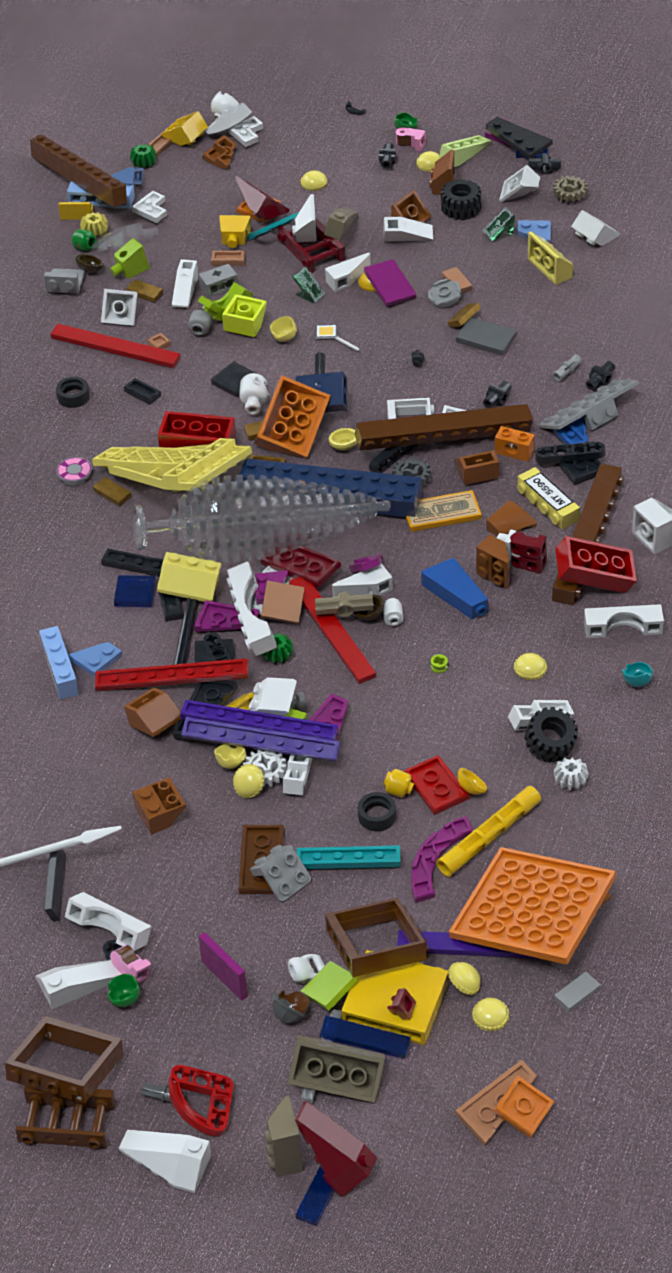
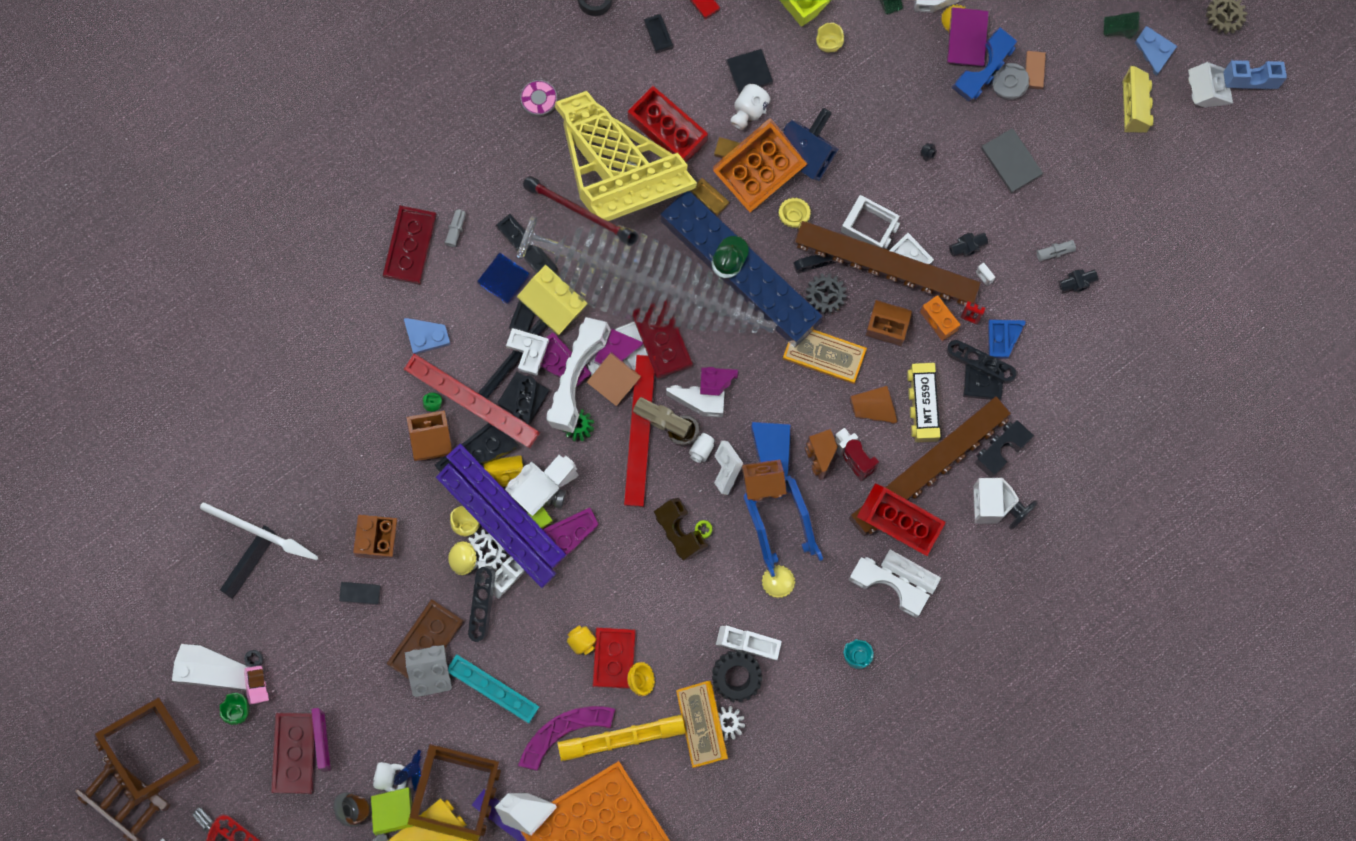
camera: 25 degrees right, 30 degrees up
(34, 607) = (409, 245): none -> dark red tile
(58, 662) = (388, 324): light blue brick -> none
(68, 579) = (455, 228): none -> light grey axle
(90, 911) = (255, 610): white arch -> none
(112, 491) = (556, 144): pearl gold tile -> none
(135, 693) = (432, 402): none -> green tile
(174, 855) = (360, 593): none -> black tile
(195, 612) = (531, 346): none -> white plate
(203, 1000) = (293, 754): none -> dark red tile
(224, 469) = (626, 235): none -> dark red hose
(290, 664) = (561, 471): none -> white slope
(290, 799) = (485, 604): none -> black beam
(316, 473) = (730, 257): none -> dark green piece
(323, 952) = (412, 770): none -> clear blue piece
(330, 331) = (872, 61): piece -> none
(376, 823) = (545, 642): black tyre -> none
(415, 303) = (998, 47): none -> blue arch
(428, 606) = (731, 466): none -> white plate
(435, 674) = (670, 517): none -> dark brown arch
(447, 916) = (524, 811): none -> white slope
(464, 315) = (1008, 122): pearl gold tile -> none
(465, 586) = (764, 480): none -> dark orange slope
(469, 594) = (810, 544): none -> blue piece
(531, 401) = (985, 274): none -> white tile
(536, 415) = (973, 310): none -> red tile
(556, 785) = (701, 724): none -> tile
(595, 407) = (1041, 316): light grey bracket -> none
(613, 210) = (1240, 75): none -> medium blue arch
(634, 601) = (911, 571): none -> white tile
(636, 490) = (1014, 435): none -> black arch

